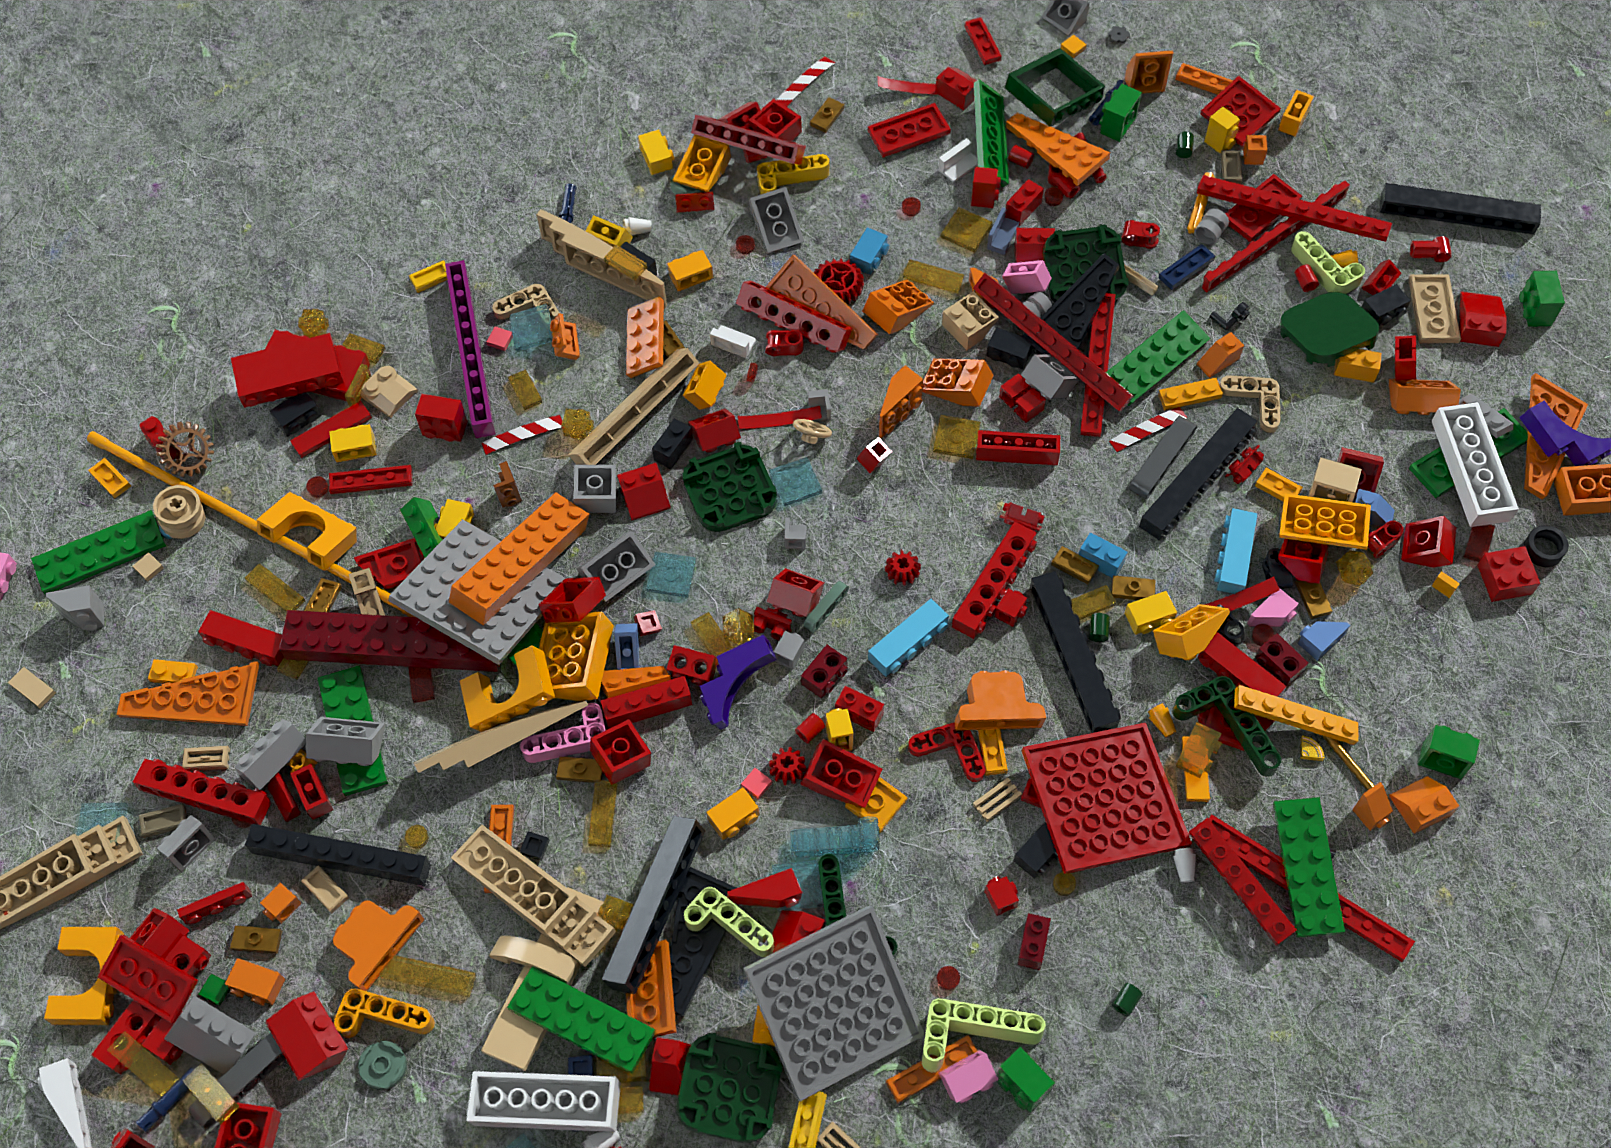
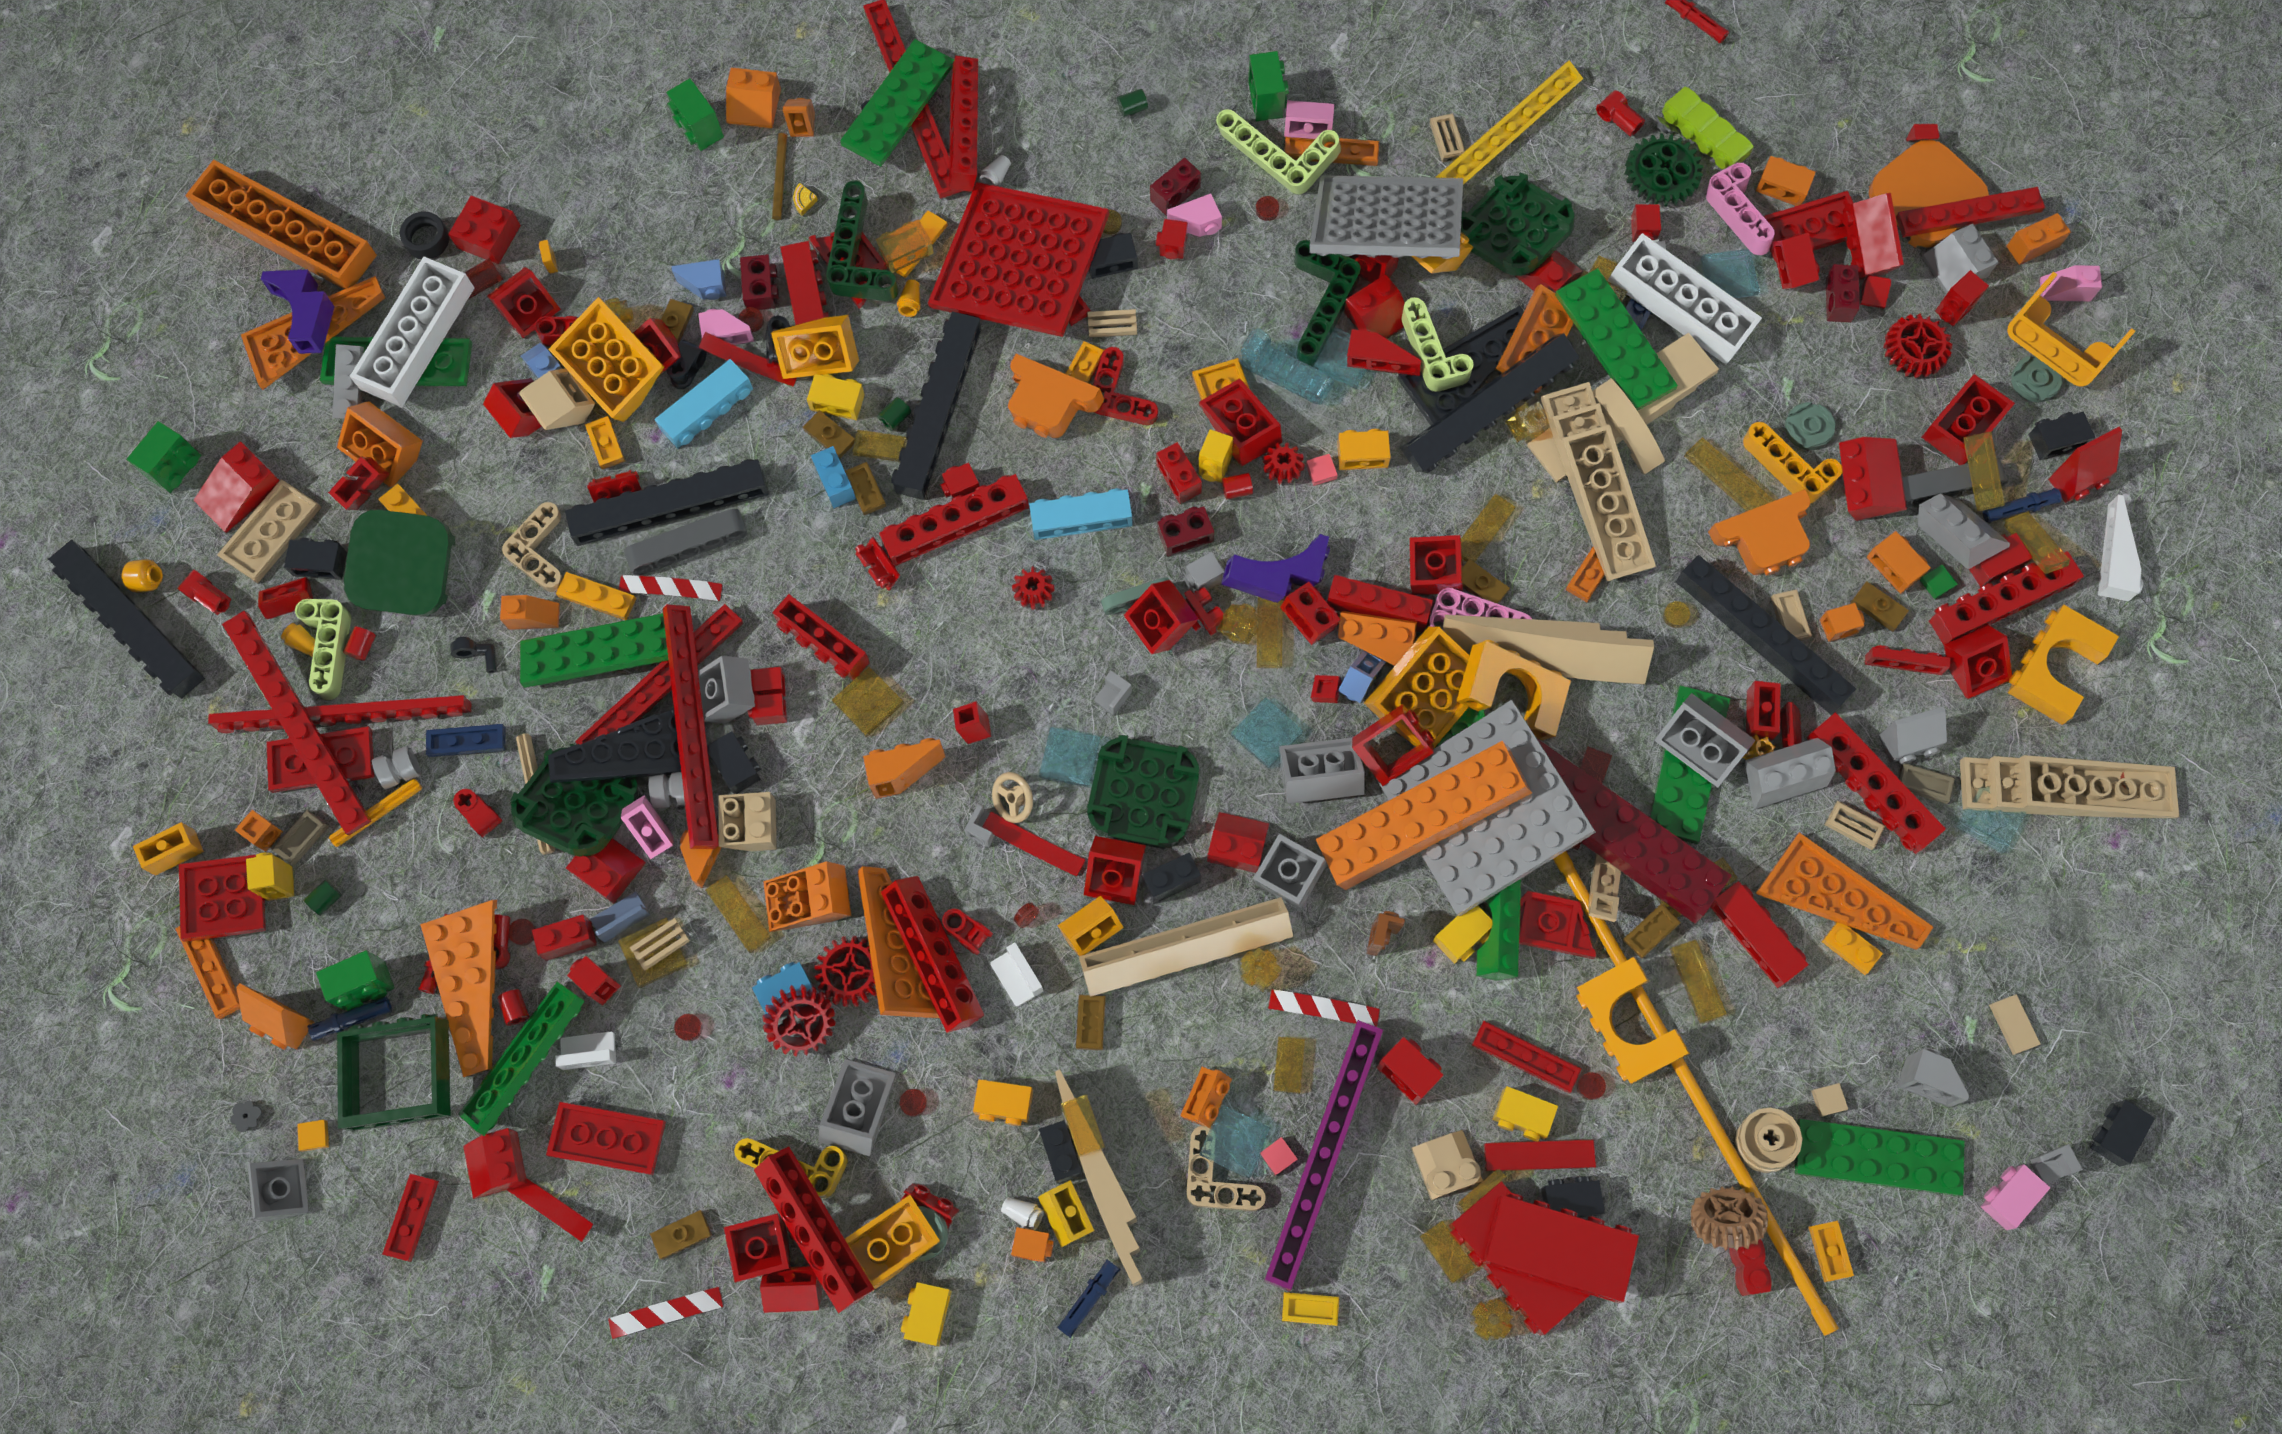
camera: 145 degrees left, 10 degrees up
(147, 978) = (2006, 606): red tile -> none
(534, 846) = (1568, 533): black plate -> none
(618, 211) = (1032, 1245): none -> orange brick
(645, 337) = (1114, 1037): orange plate -> none
(844, 234) = (782, 1033): none -> red gear
(958, 380) = (819, 763): orange slope -> none
(969, 218) = (654, 936): none -> tan tile
(996, 927) = (1201, 215): none -> bright pink slope
(1296, 715) = (795, 219): light orange plate -> none
(1478, 234) = (141, 575): none -> light orange head

